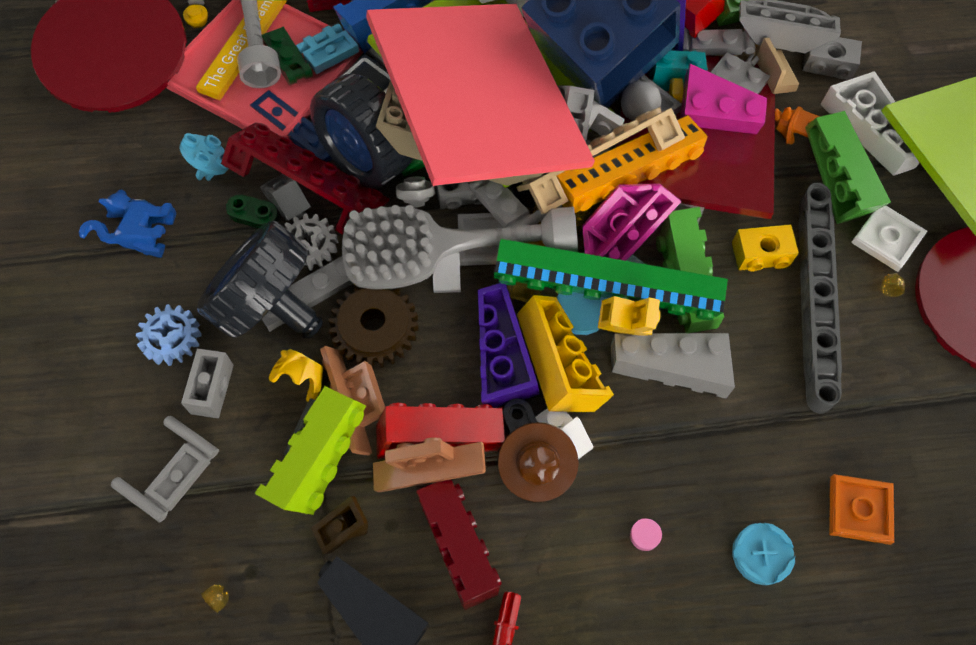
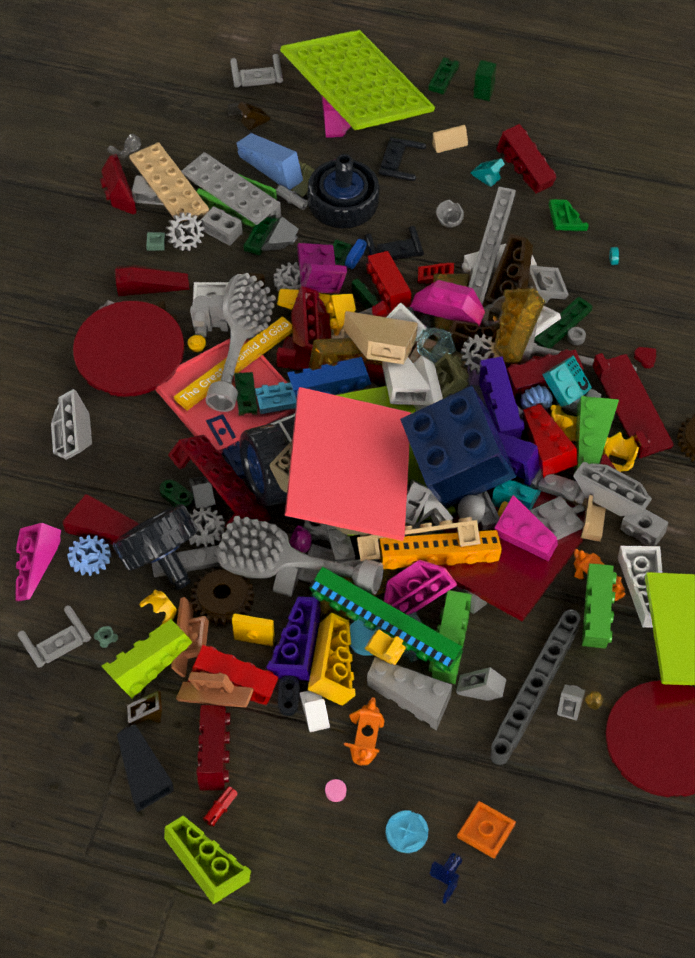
camera: 25 degrees right, 10 degrees down
(71, 170) = (70, 426): none -> light grey wedge
(91, 353) = (36, 549): none -> dark pink wedge
(135, 227) = (95, 479): blue animal -> none
(158, 281) = (97, 519): none -> dark red slope
(203, 154) = (159, 444): medium azure plate -> none
(207, 383) = (101, 594): light grey brick -> none
(214, 597) = (51, 723): clear yellow hinge -> none
(235, 432) = (105, 631): none -> sand green plate
(415, 191) = (288, 523): white plate -> none
(439, 355) = (253, 629): none -> yellow plate
(443, 211) = (301, 539): none -> magenta hair
(538, 462) = (286, 718): reddish brown hat -> none
(655, 458) = (364, 748): none -> orange piece
(755, 317) = (482, 684): none -> light grey slope
(776, 239) = (510, 633): yellow brick -> none
(847, 594) = (447, 874): none -> clear blue bracket
(874, 297) = (570, 702): none -> light grey slope
(889, 237) = (611, 667): white plate -> none

